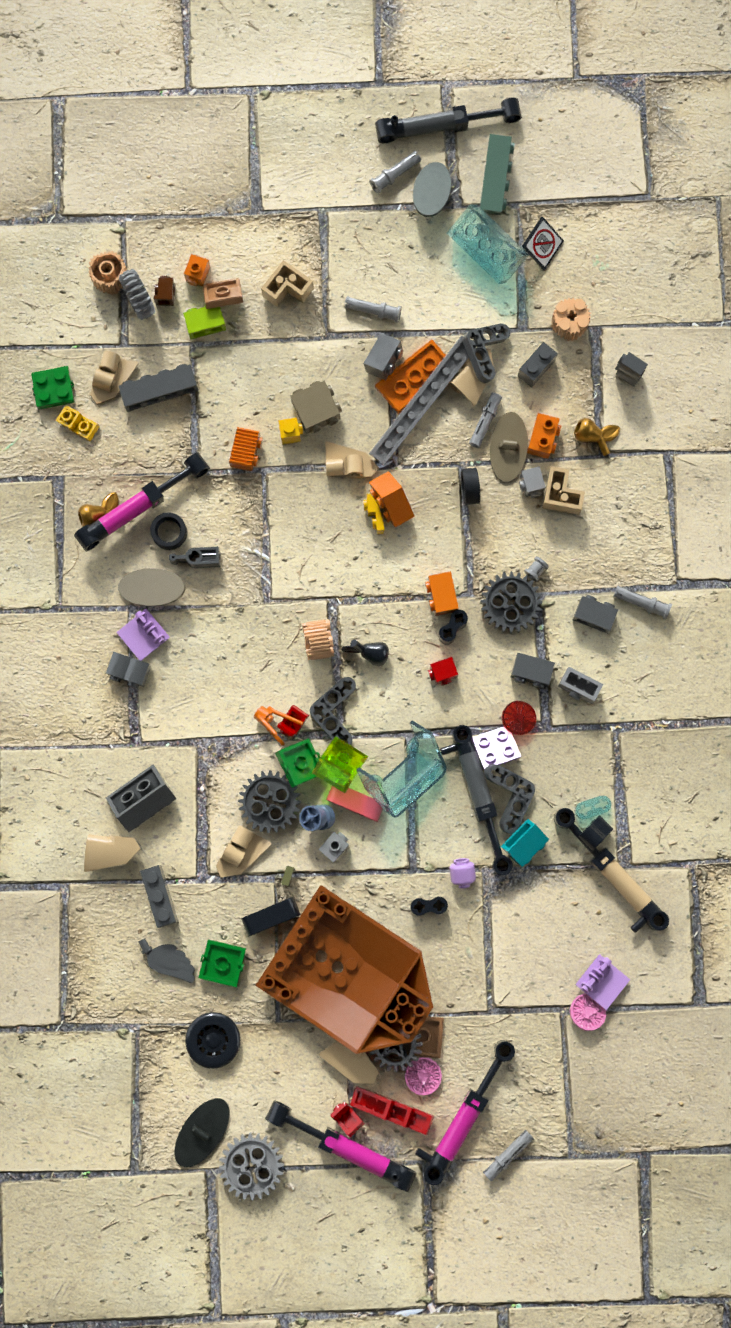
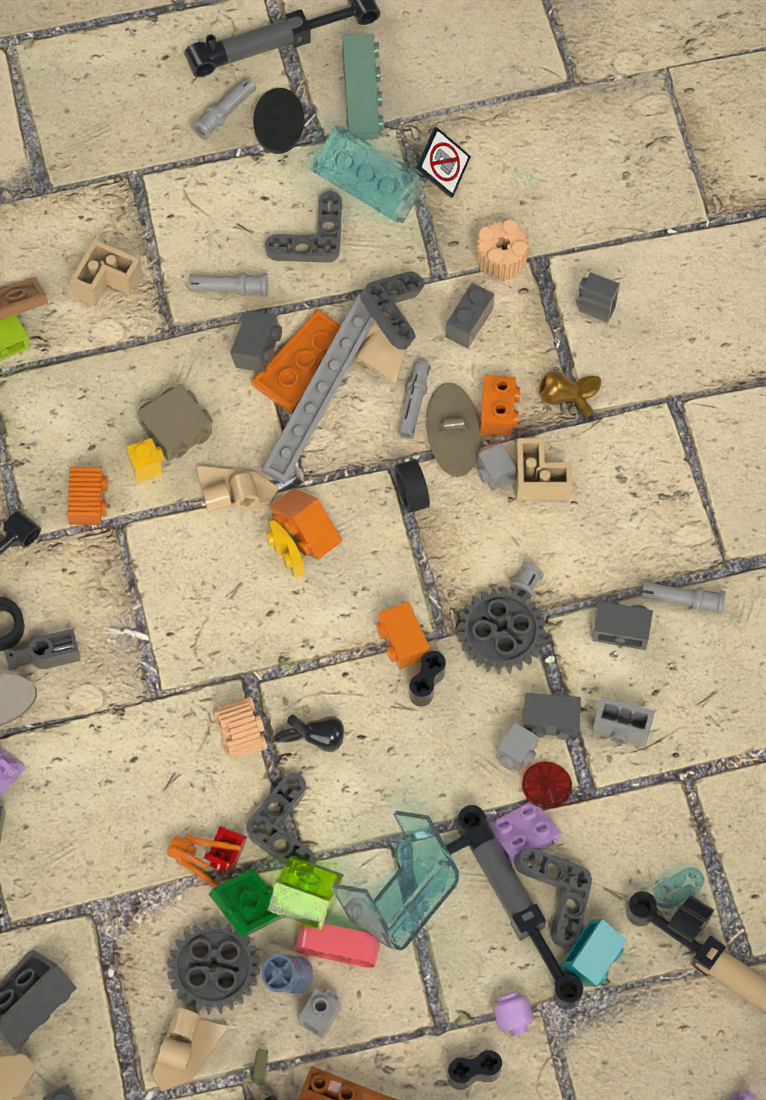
camera: 15 degrees left, 15 degrees down
(443, 671) = (426, 740): red brick -> none
(445, 286) = (322, 239): none -> dark grey beam
(504, 689) = (517, 748): none -> light grey brick

